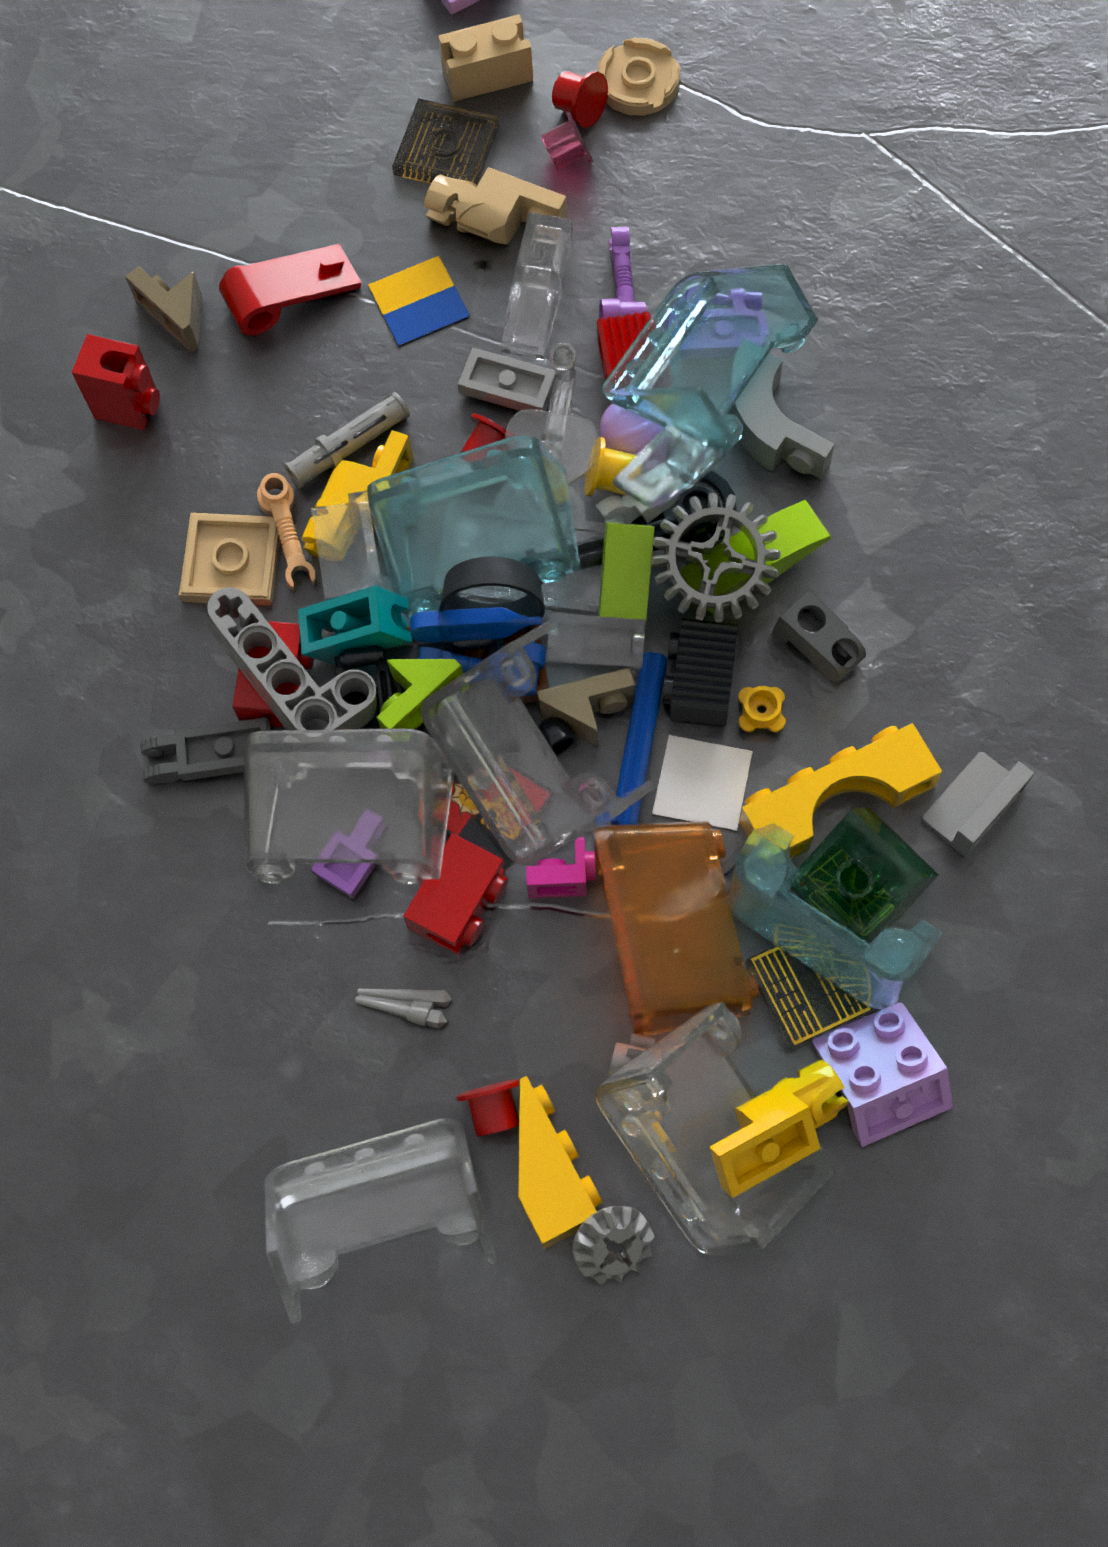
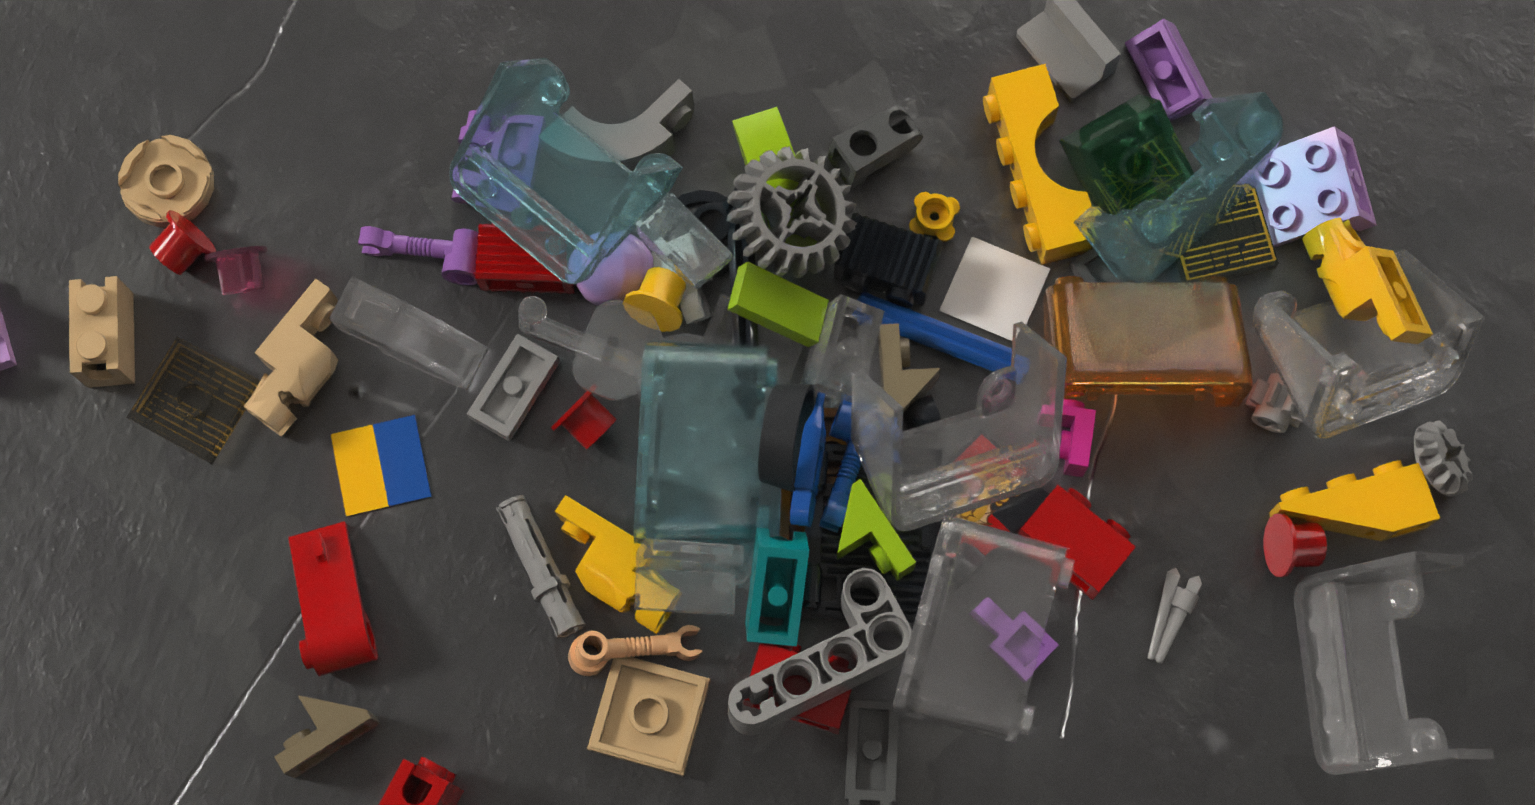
camera: 80 degrees left, 5 degrees up
(980, 909) = (1168, 69): none -> medium lavender slope

